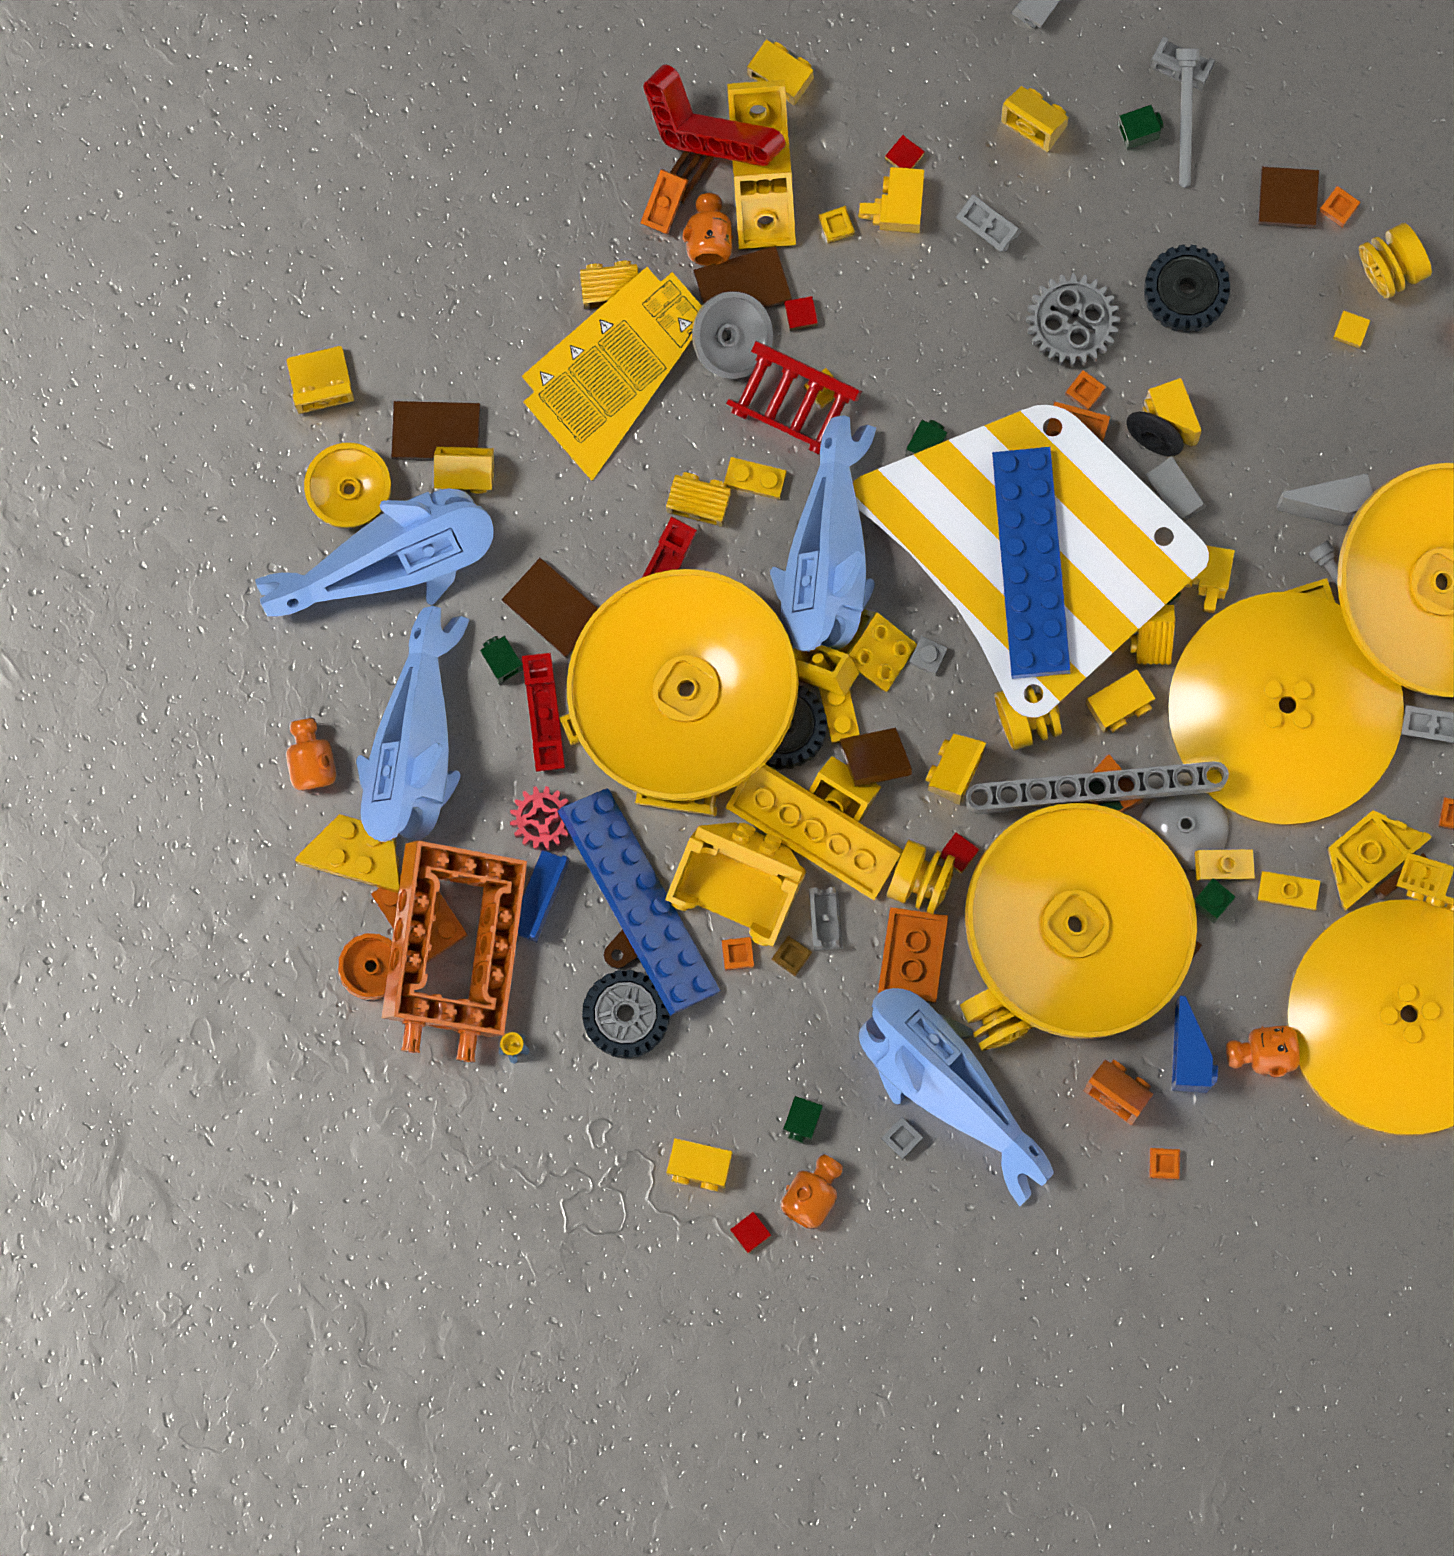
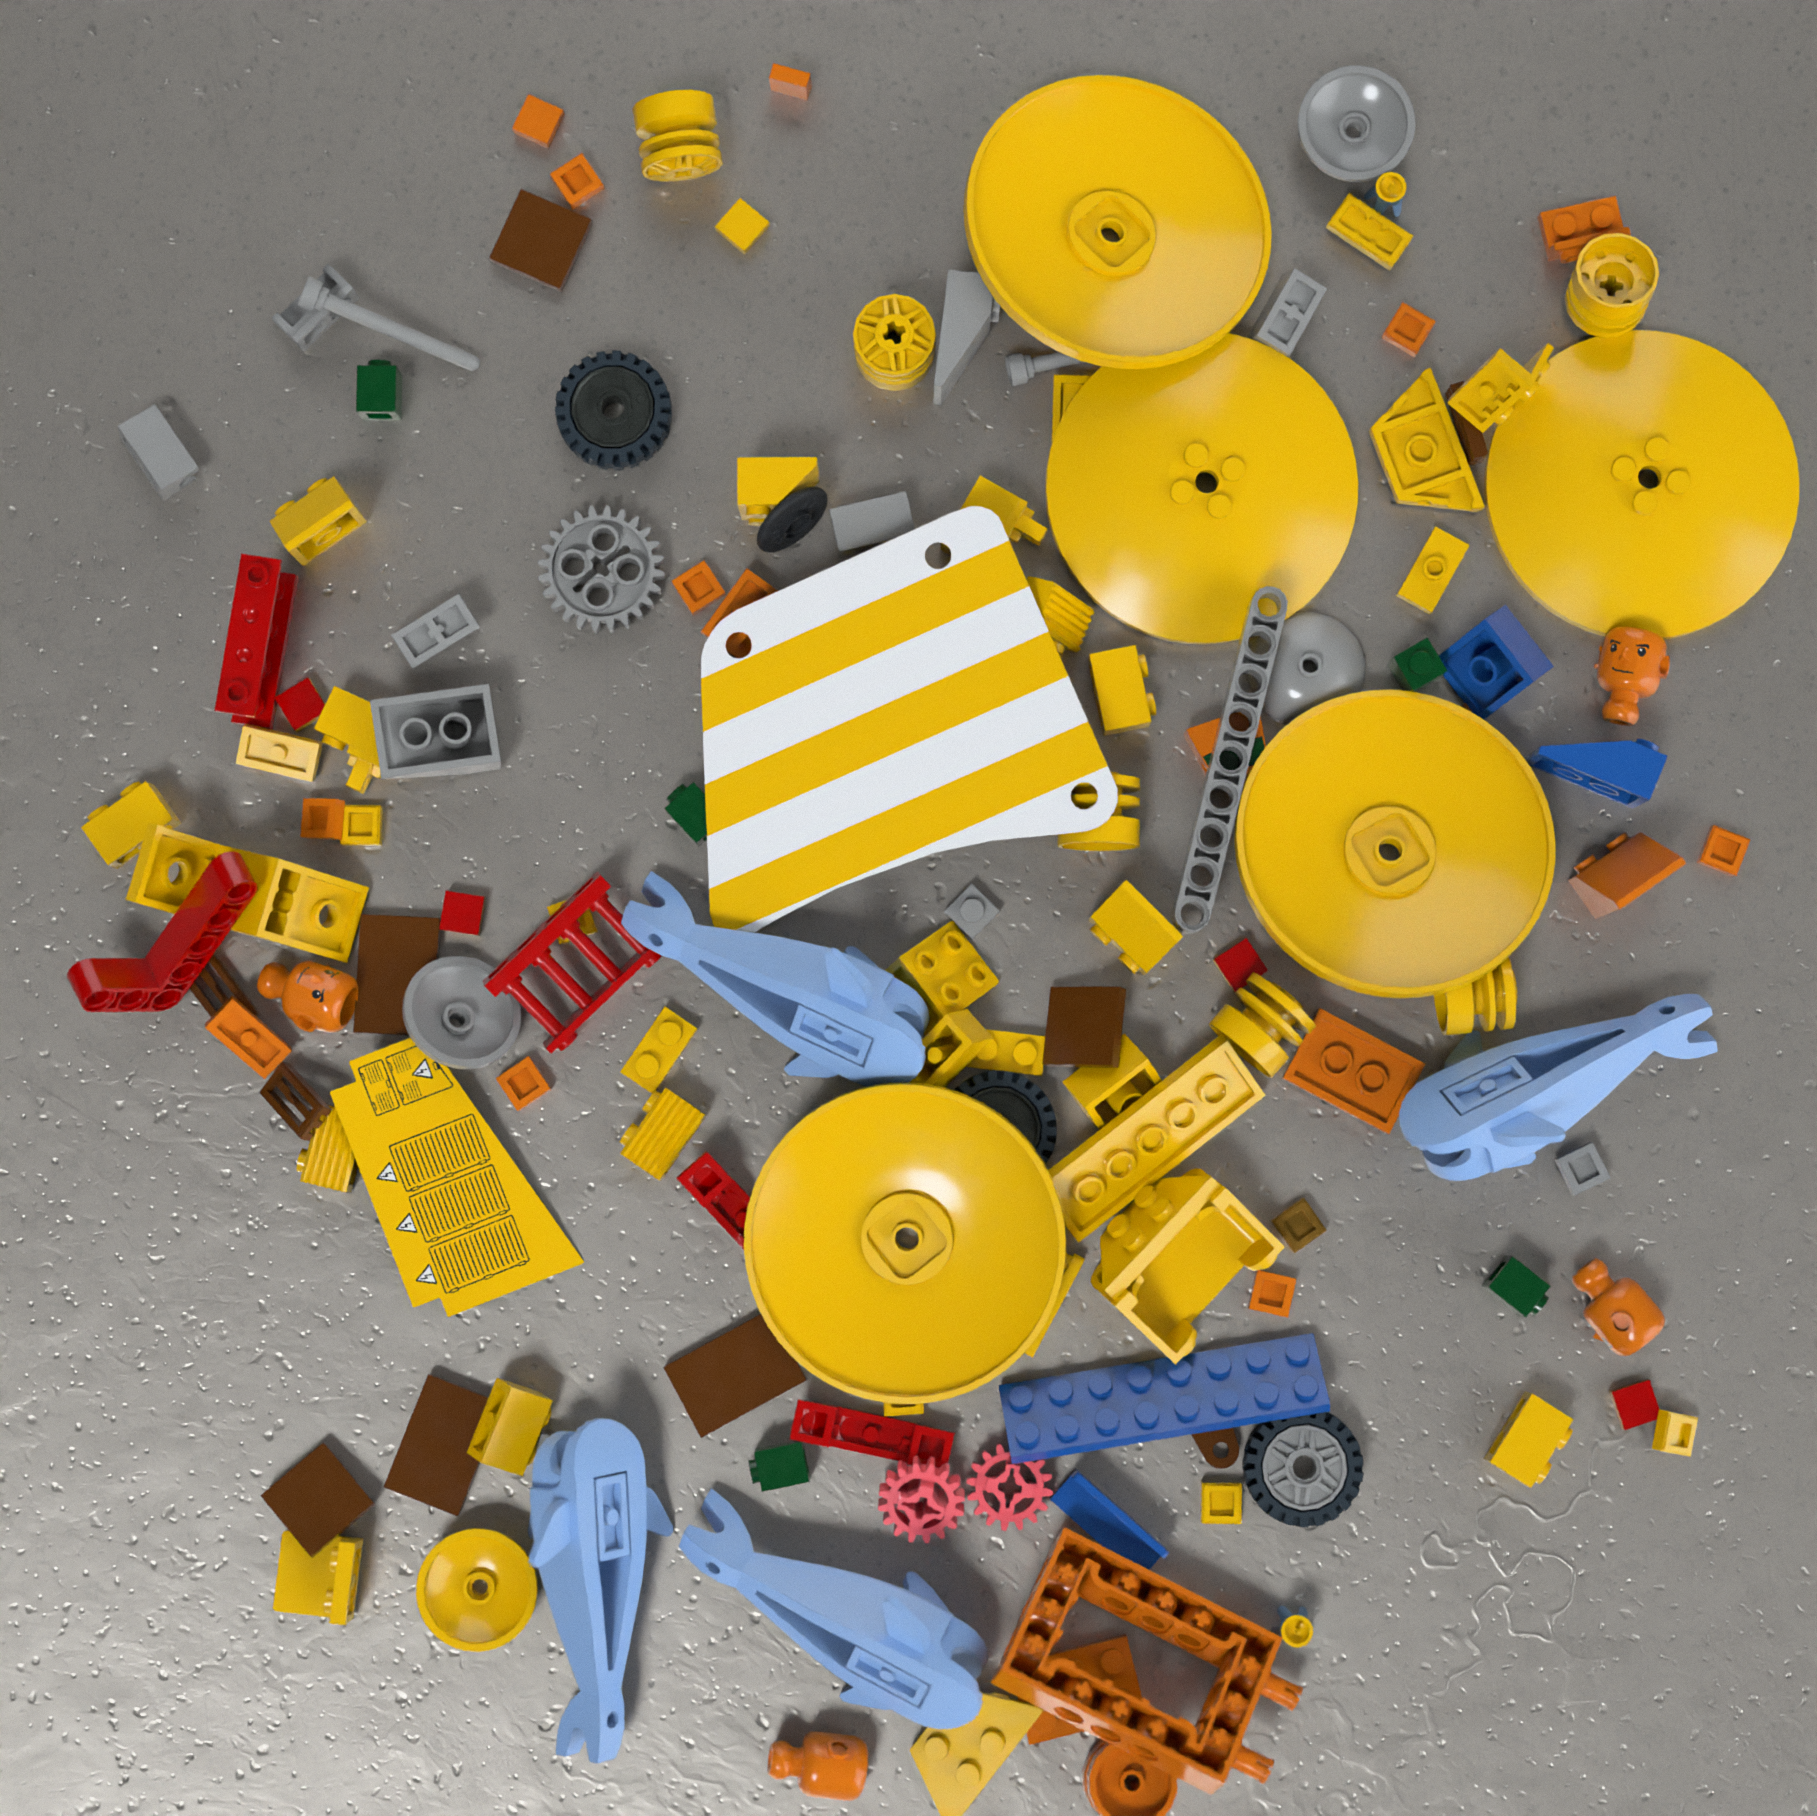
camera: 75 degrees left, 5 degrees up
(370, 361) = (317, 1500): none -> reddish brown tile
(506, 749) = (926, 1516): none -> coral gear
(580, 968) = (1221, 1503): none -> yellow tile
(615, 257) = (312, 1116): none -> reddish brown tile
(699, 396) = (523, 1083): none -> orange tile
(740, 1265) = (1674, 1433): none -> yellow tile
(825, 919) = (1268, 1165): light grey hinge -> none
(831, 196) = (322, 818): none -> orange tile
(865, 151) = (279, 752): none -> yellow plate
(916, 249) = (436, 733): none -> light grey slope
(934, 107) = (256, 641): none -> red fence
(1031, 563) = (910, 736): blue plate -> none
(1224, 864) = (1375, 637): yellow plate -> none
(1237, 953) = (1493, 663): none -> blue slope
(1293, 470) = (891, 364): none -> yellow wheel
(1372, 165) = (538, 121): none -> orange tile

